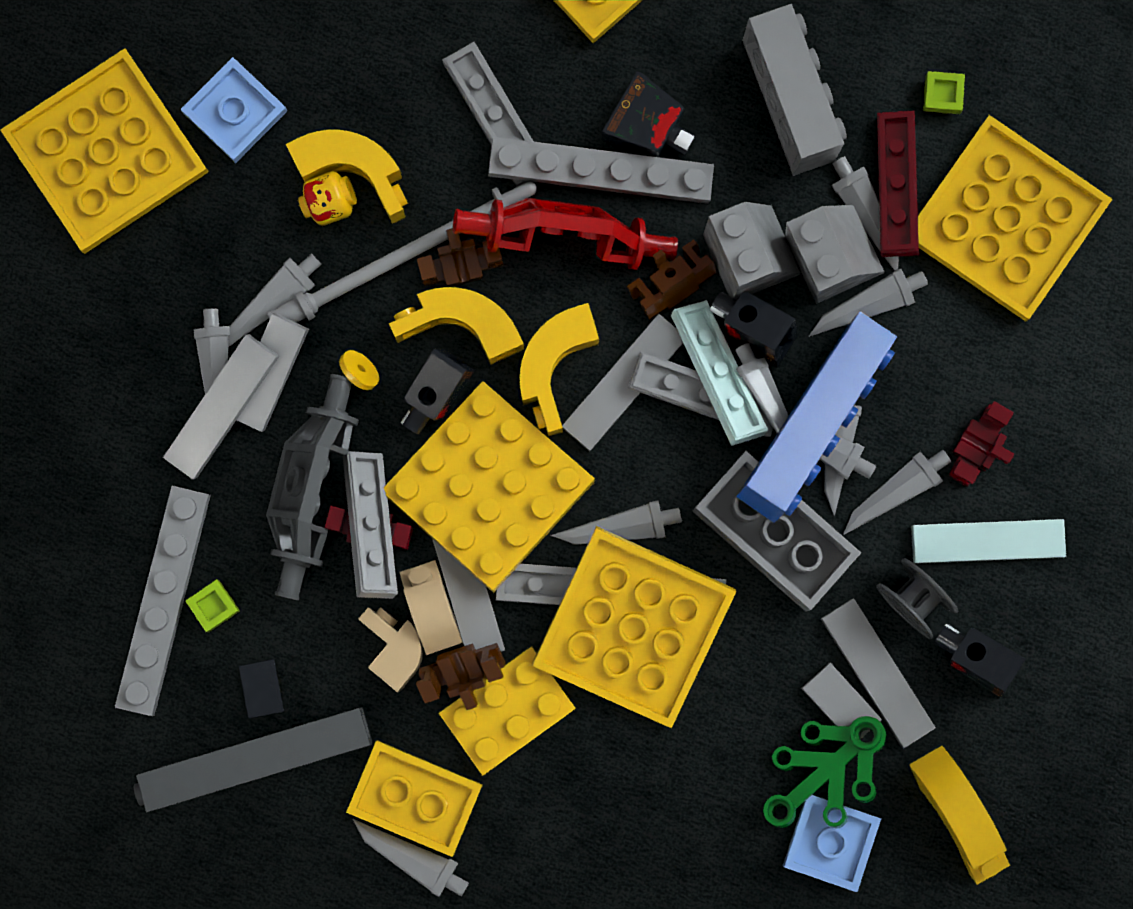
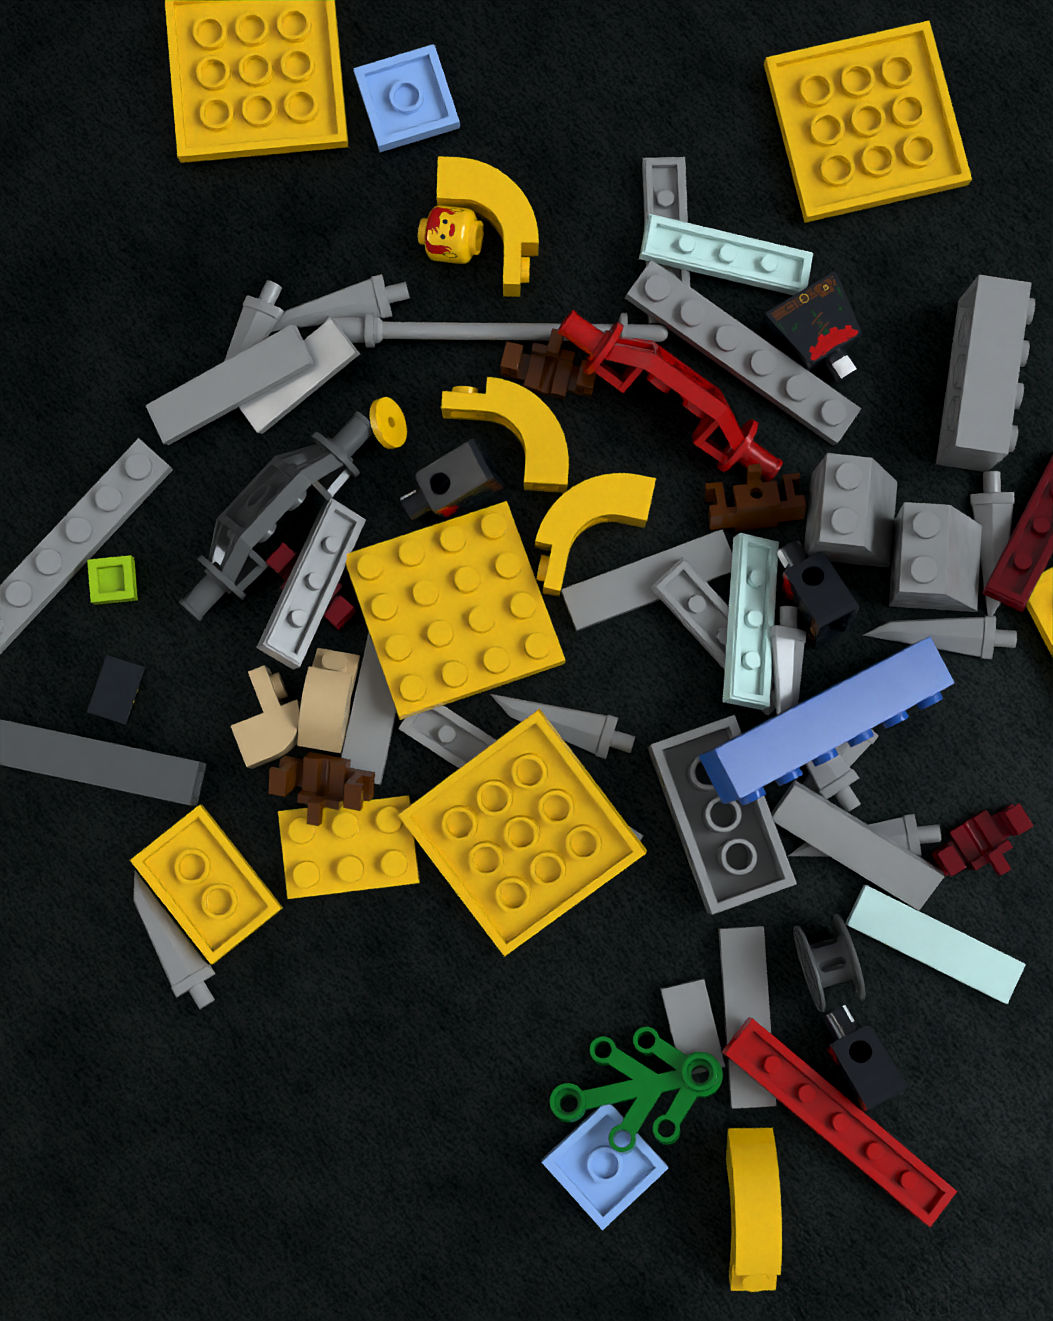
camera: 30 degrees right, 0 degrees up
(547, 101) = (725, 255): none -> light aqua tile
(890, 499) = (856, 845): none -> light grey tile
(988, 713) = (839, 1121): none -> red plate

